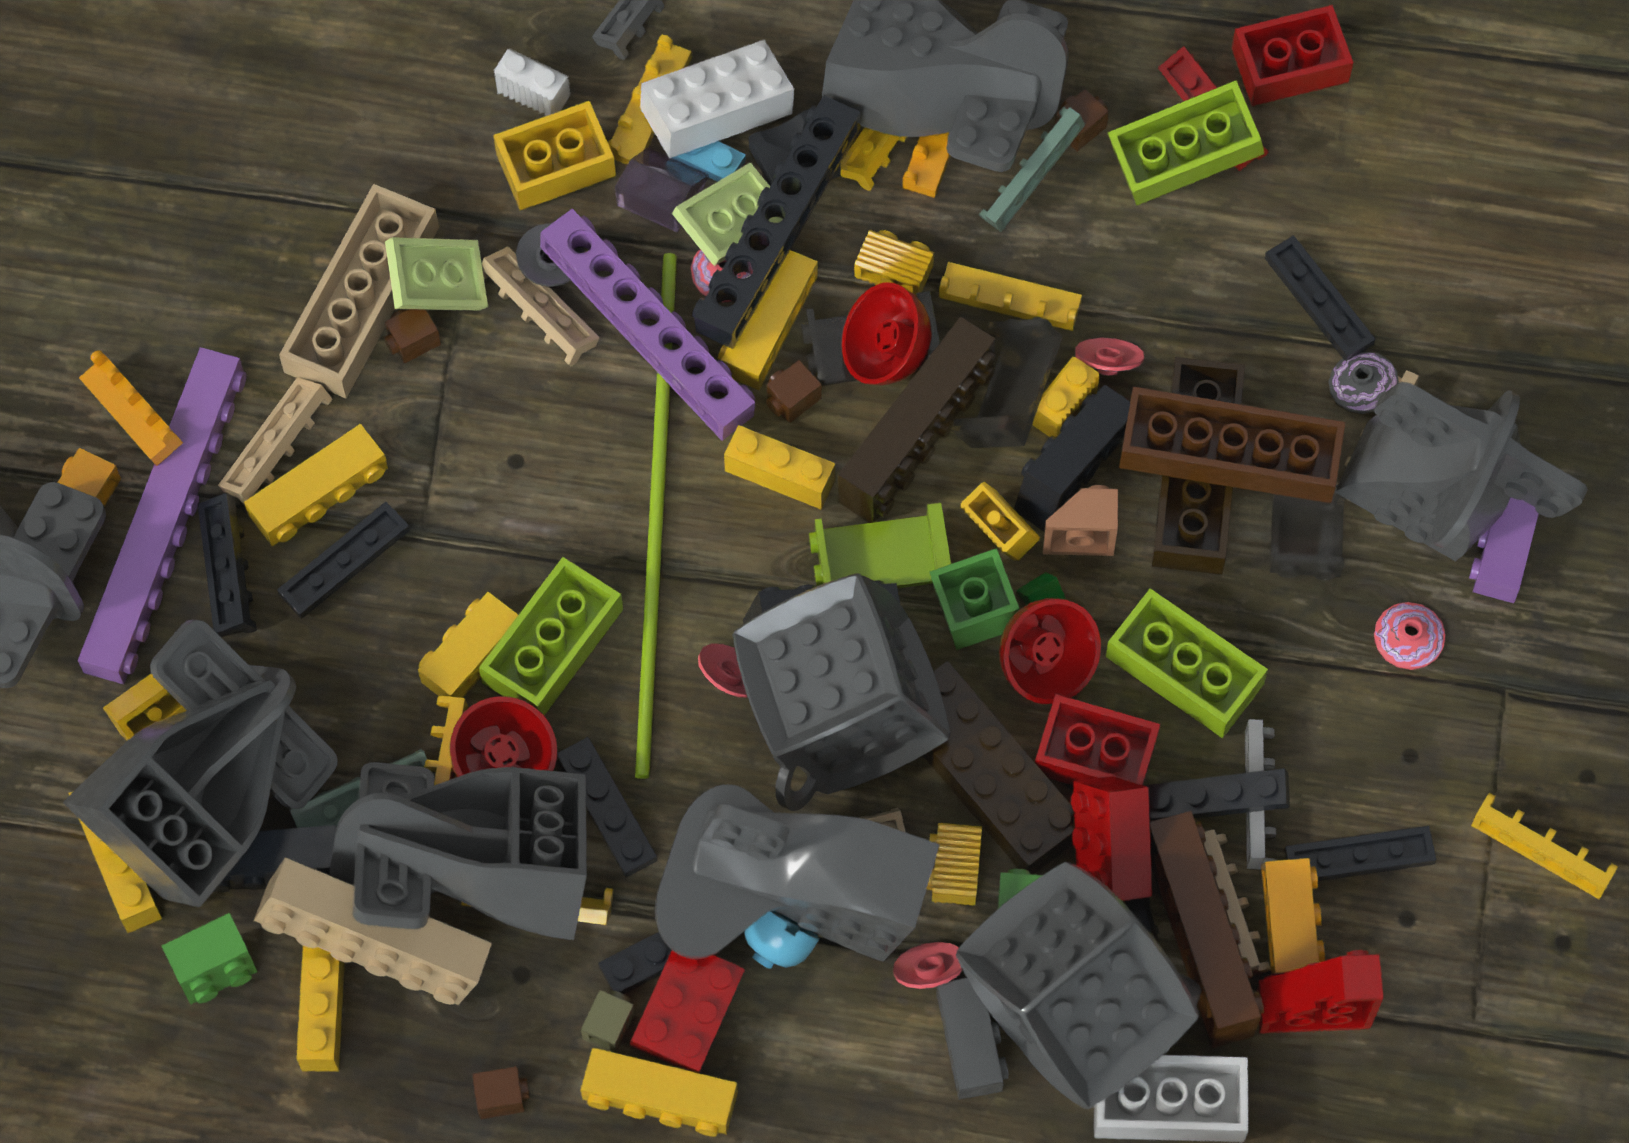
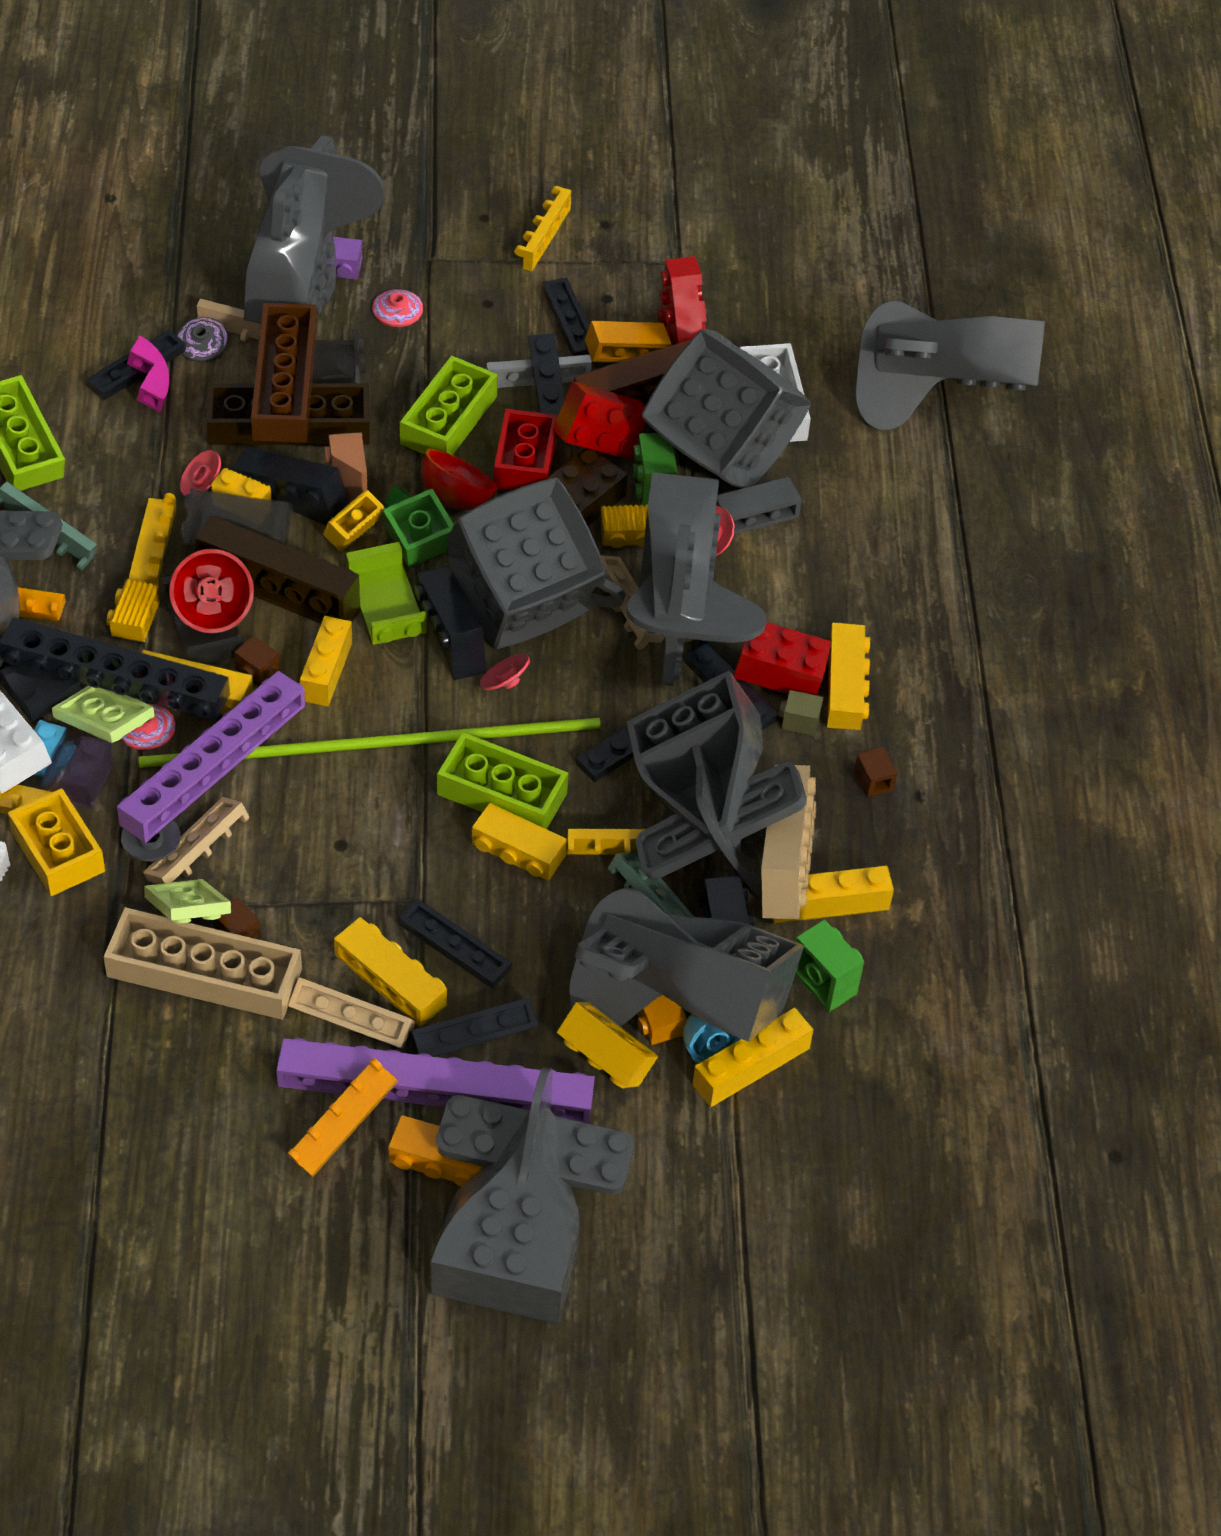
camera: 105 degrees left, 15 degrees down
(507, 731) = (608, 794): red piece -> none
(1270, 314) = (148, 359): none -> dark pink brick

